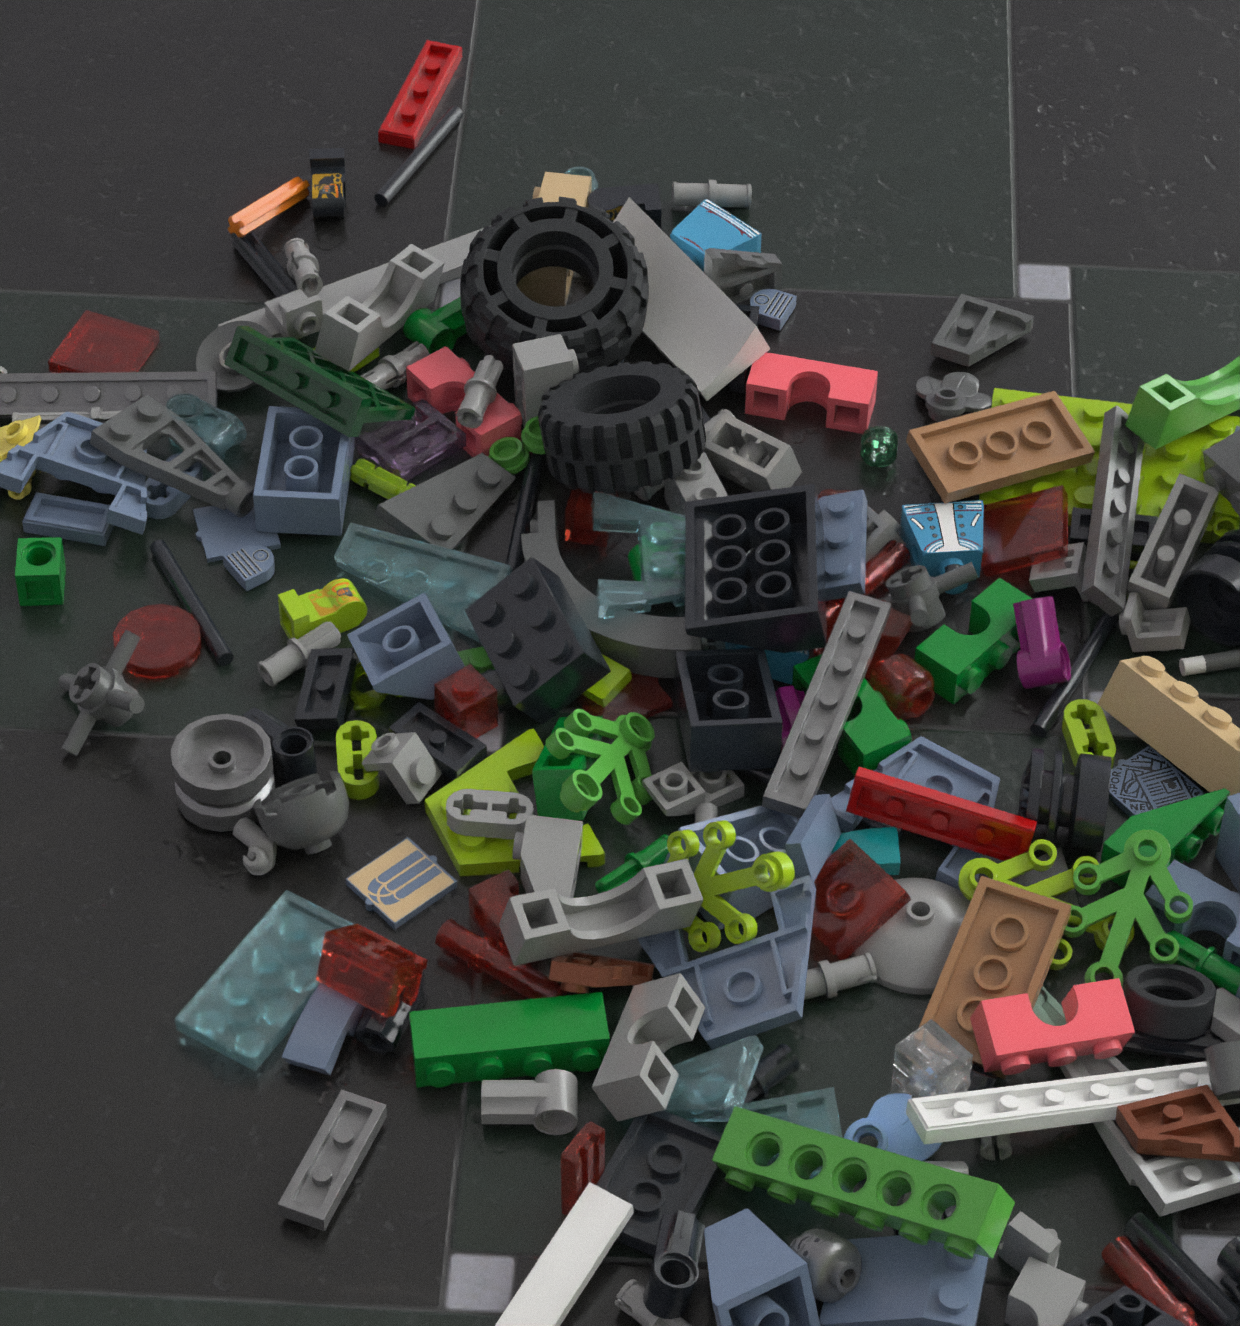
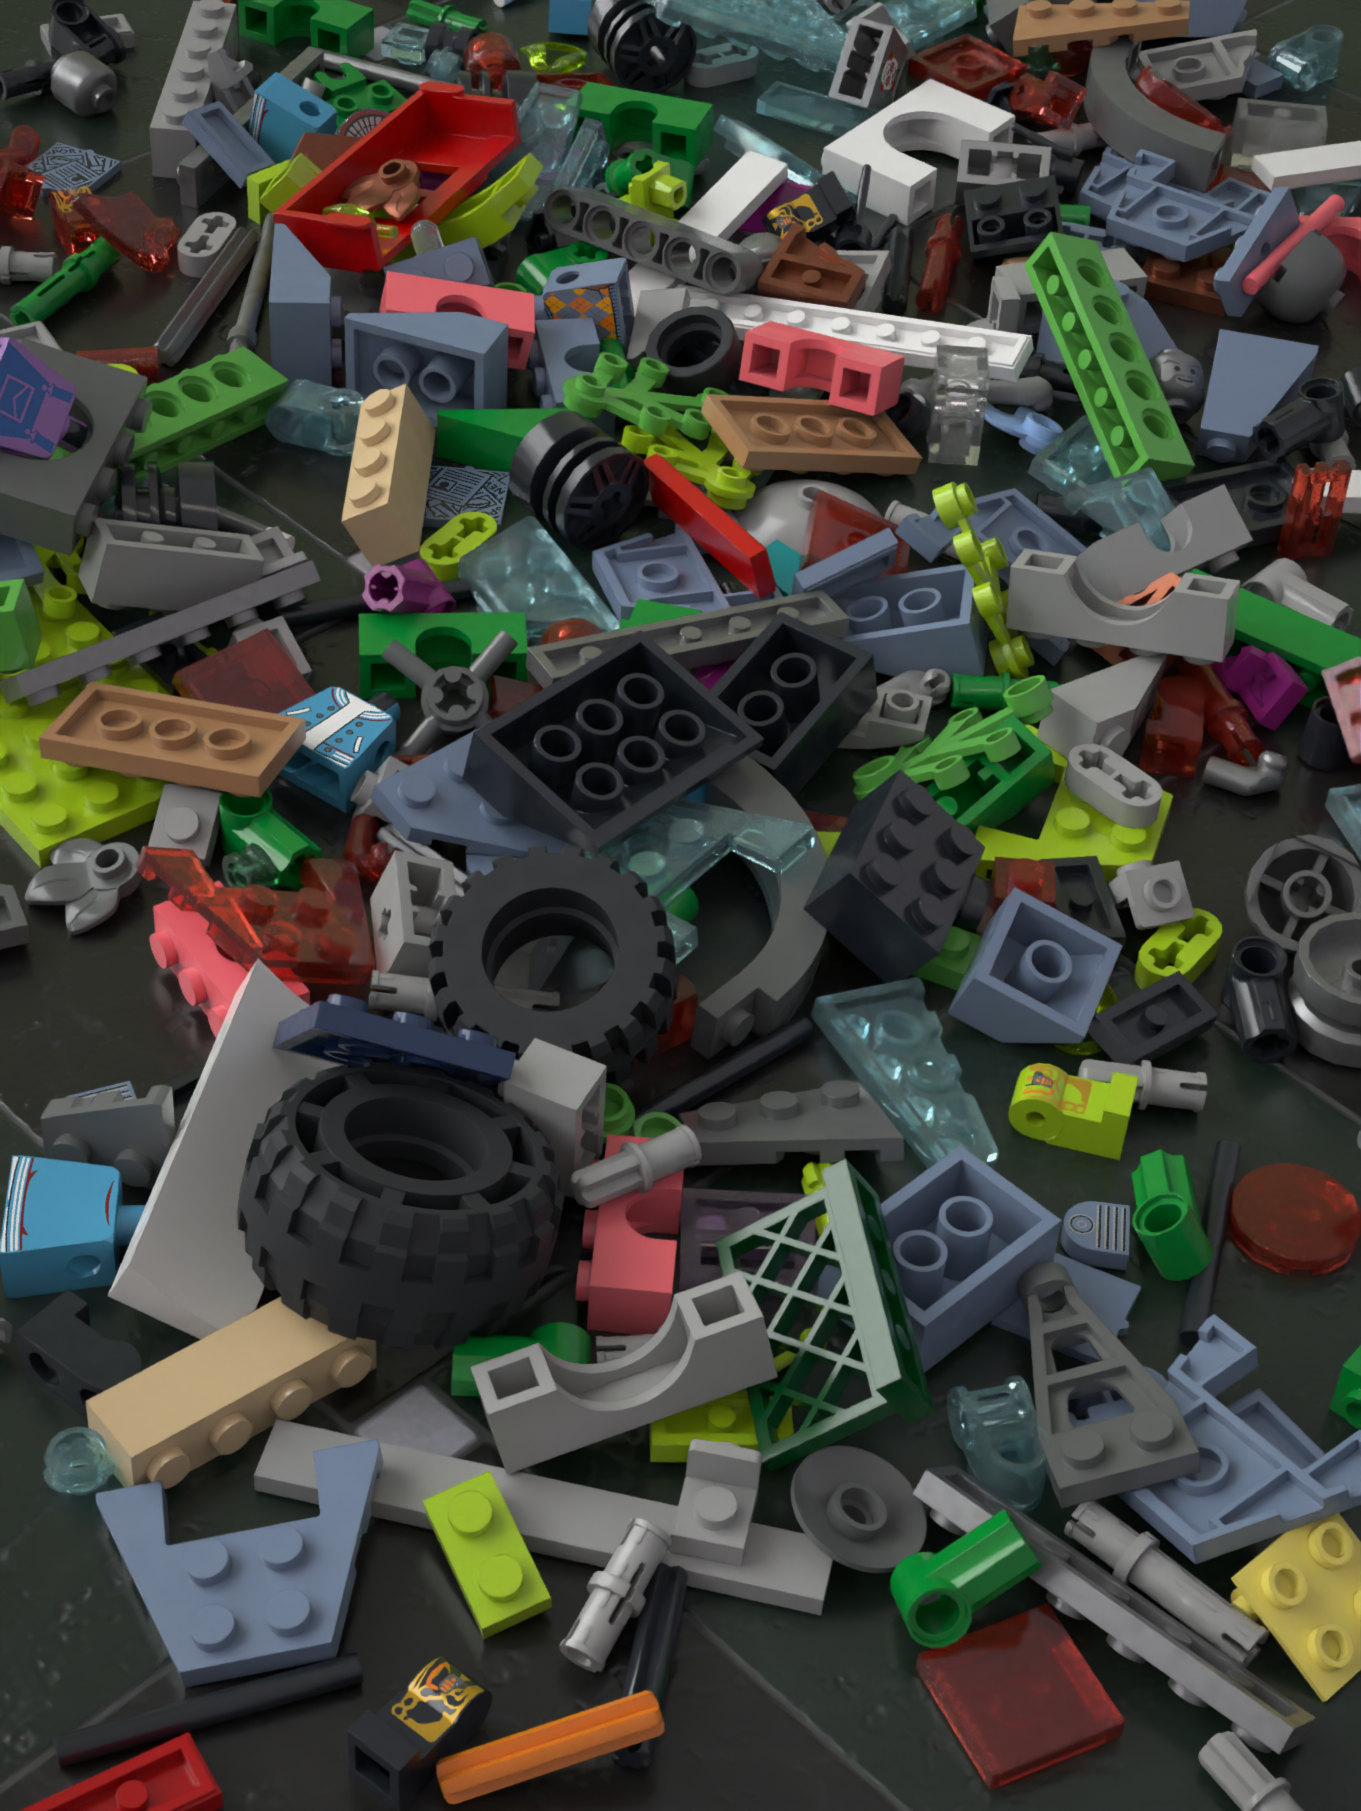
camera: 140 degrees left, 5 degrees down
(159, 346) = (967, 1577): none -> green piece
(210, 573) = (1169, 1216): none -> green piece
(368, 250) = (487, 1554): none -> lime plate
(401, 883) = (1231, 832): piece -> none
(426, 923) = (1247, 780): none -> flat silver arm
(455, 183) = (252, 1594): none -> sand blue wing
(470, 993) = (1264, 684): none -> magenta slope
(635, 314) = (348, 1035): none -> dark blue plate
(796, 397) = (296, 935): none -> clear red wing
(893, 467) = (254, 821): none -> green piece
(1000, 733) = (532, 575): none -> clear light blue wing

